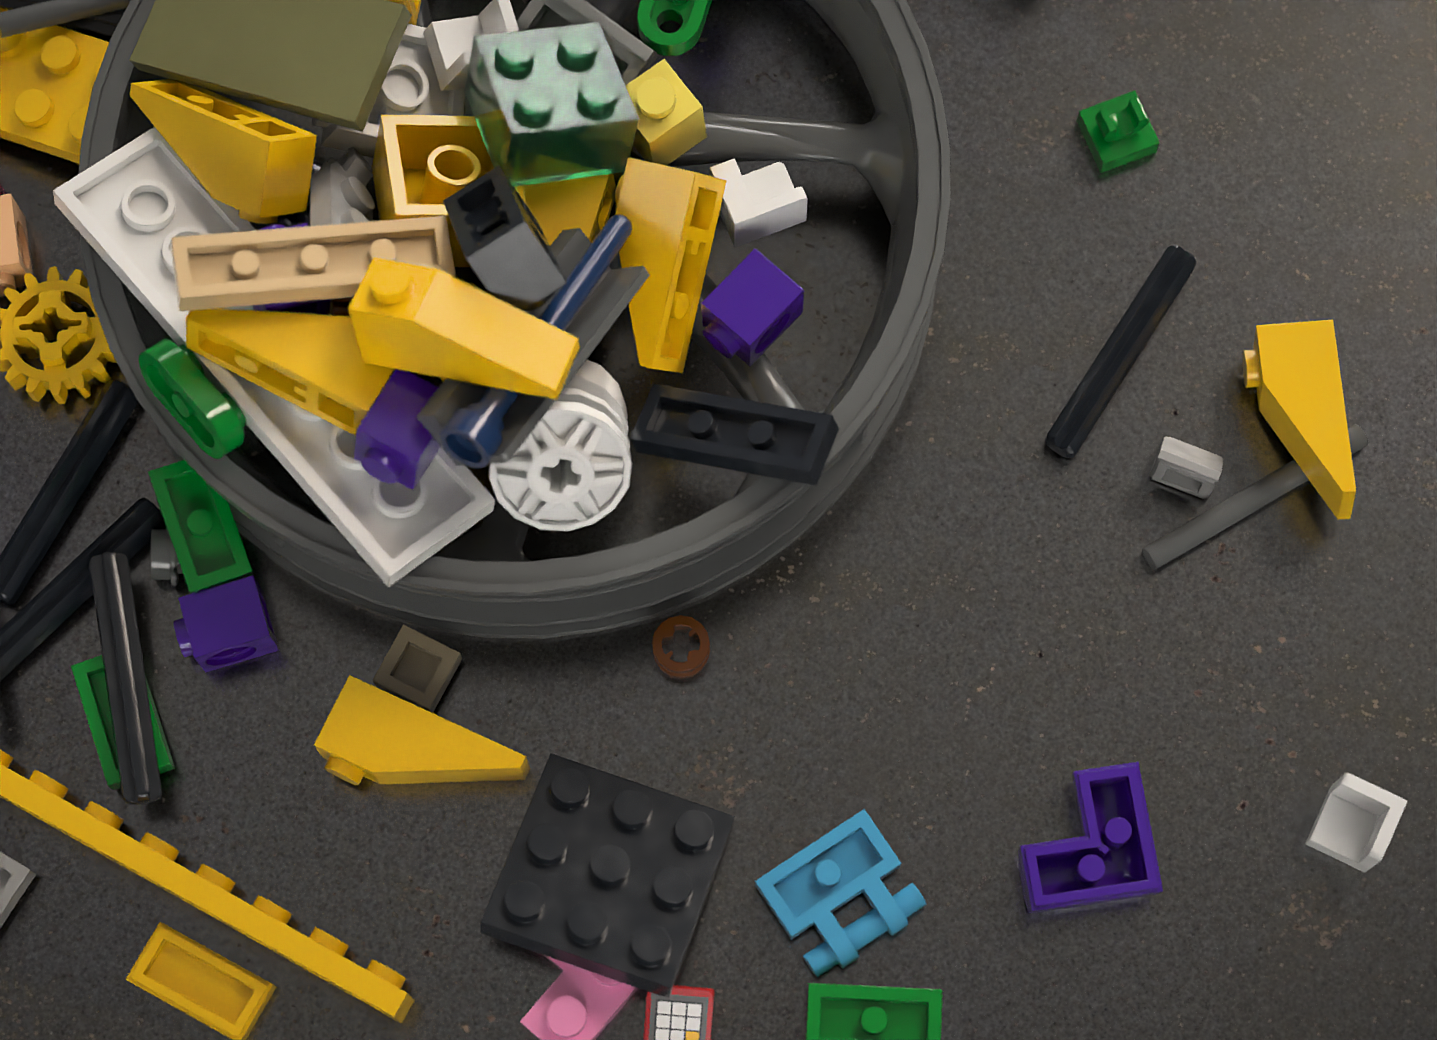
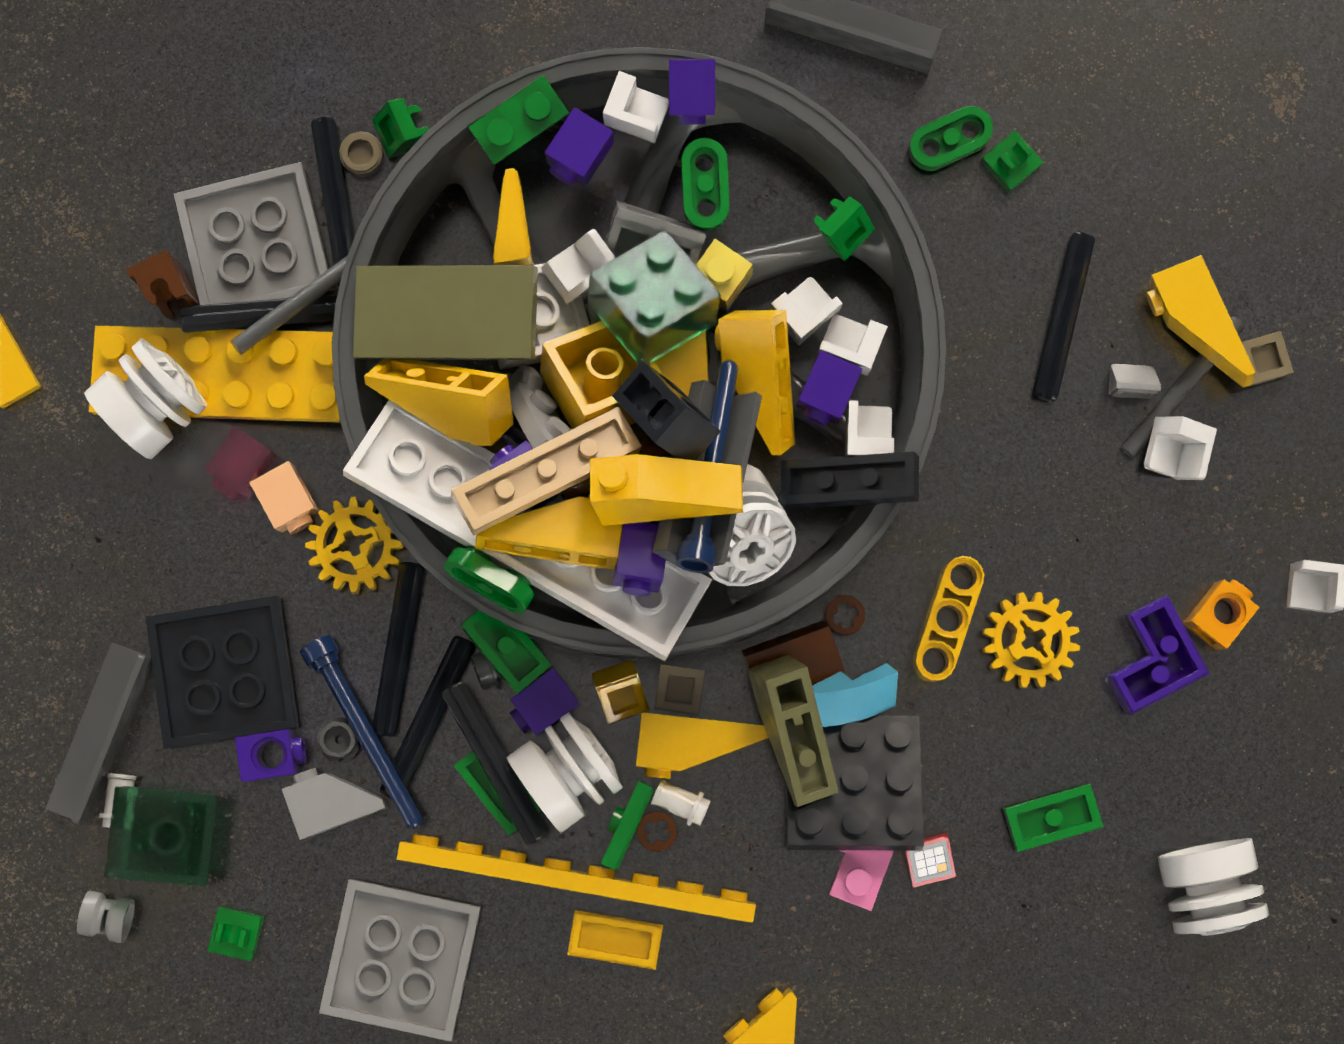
camera: 20 degrees left, 10 degrees up
(213, 720) = (565, 772): none -> white wheel
(273, 826) = (624, 824): none -> green plate
(320, 833) = (659, 844): none -> reddish brown bush
(336, 647) = (620, 691): none -> yellow slope
(362, 823) = (681, 802): none -> white pin
(547, 764) = (794, 727): none -> olive slope
(585, 681) = (809, 645): none -> reddish brown hinge
(635, 755) = (850, 700): none -> medium azure slope
(785, 376) = (868, 430): none -> white panel
(812, 262) = (853, 341): none -> white panel
(827, 666) = (960, 601): none -> yellow beam
(827, 876) = (993, 734): dark azure plate -> none
(850, 110) = (845, 227): none -> green tile
(953, 753) = (1043, 657): none -> yellow gear
(1041, 71) = (949, 139): none -> green plate
(1188, 836) = (1208, 627): none -> light orange brick
(1222, 570) = (1180, 448): none -> white panel
(1383, 493) = (1268, 357): none -> dark tan plate

